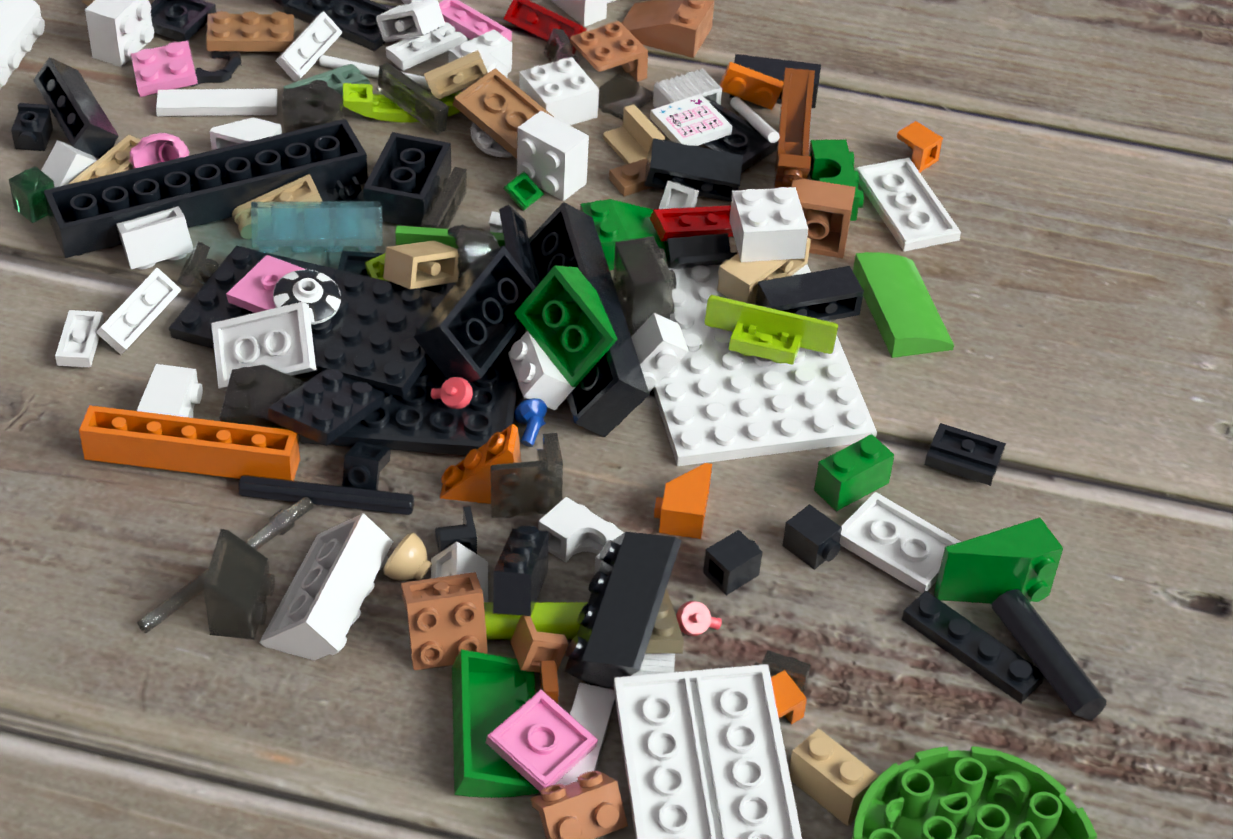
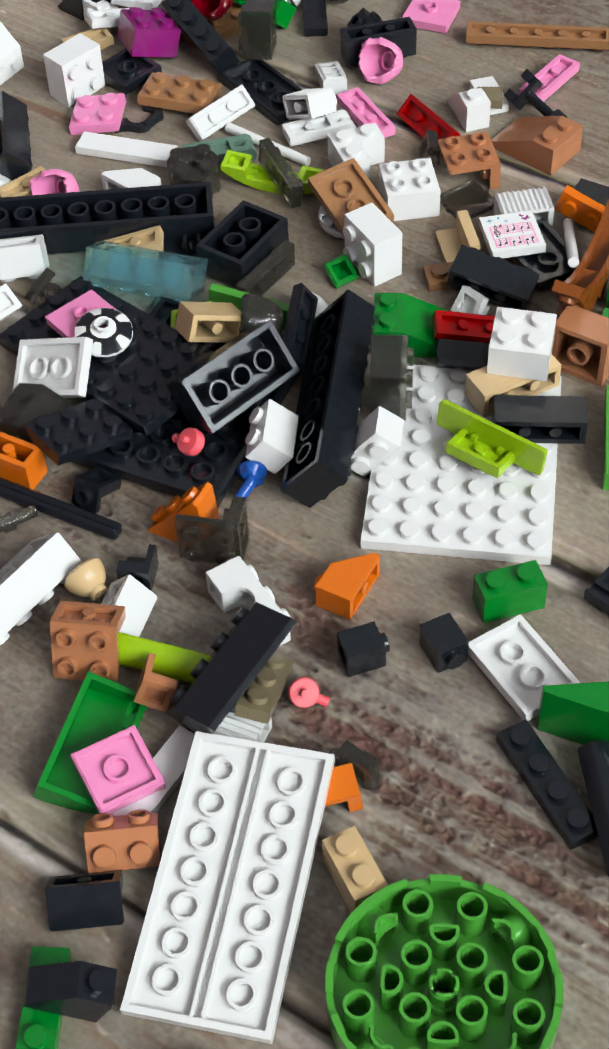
camera: 25 degrees right, 5 degrees up
(456, 75) = (320, 157): tan panel -> none
(520, 571) = (165, 614): black brick -> none
(549, 679) = (150, 722): dark orange tile -> none
(568, 322) = (301, 397): green slope -> none

